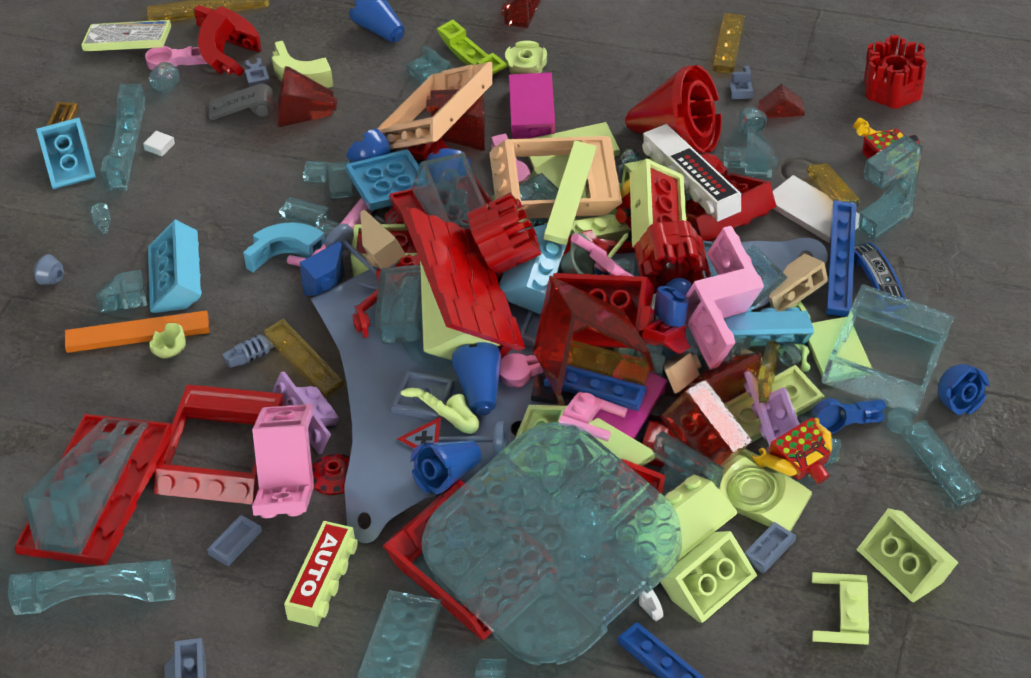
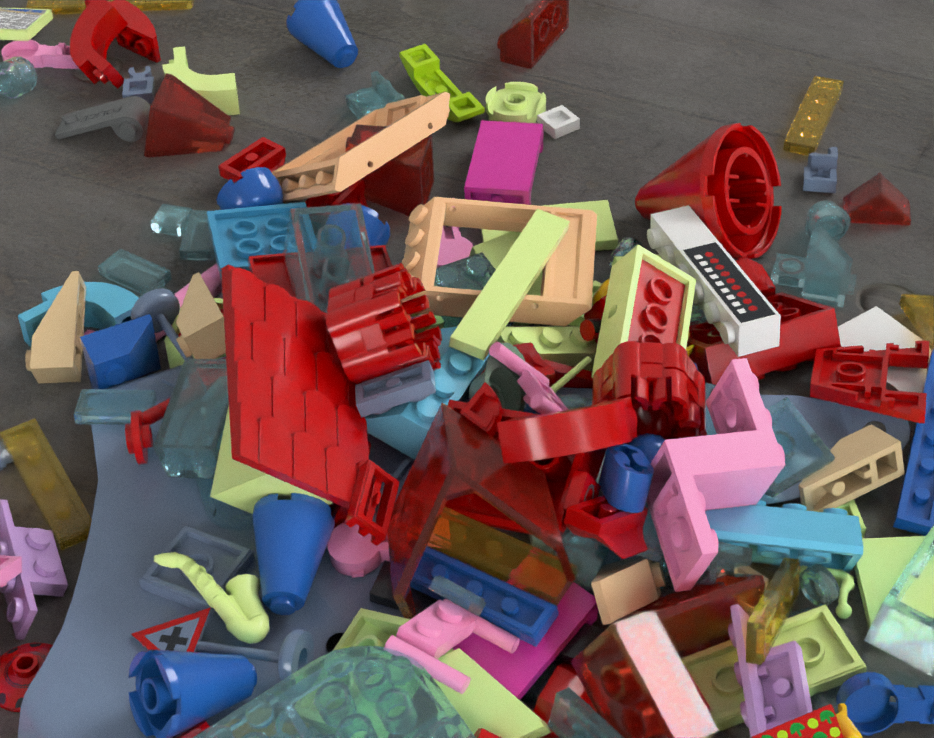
camera: 10 degrees right, 5 degrees down
(276, 264) = (57, 342): none -> tan slope
(333, 304) = (111, 405): none -> clear light blue tile
(360, 122) = (258, 154): none -> red slope
(519, 270) = (395, 388): none -> sand blue plate
(523, 340) = (366, 498): none -> red tile
(558, 66) = (558, 121): none -> white tile
(578, 276) = (484, 410): none -> red tile
(588, 387) = (457, 594): none -> clear light blue tile
(633, 284) = (568, 431): none -> red arch
(791, 224) = (860, 379): none -> red wing

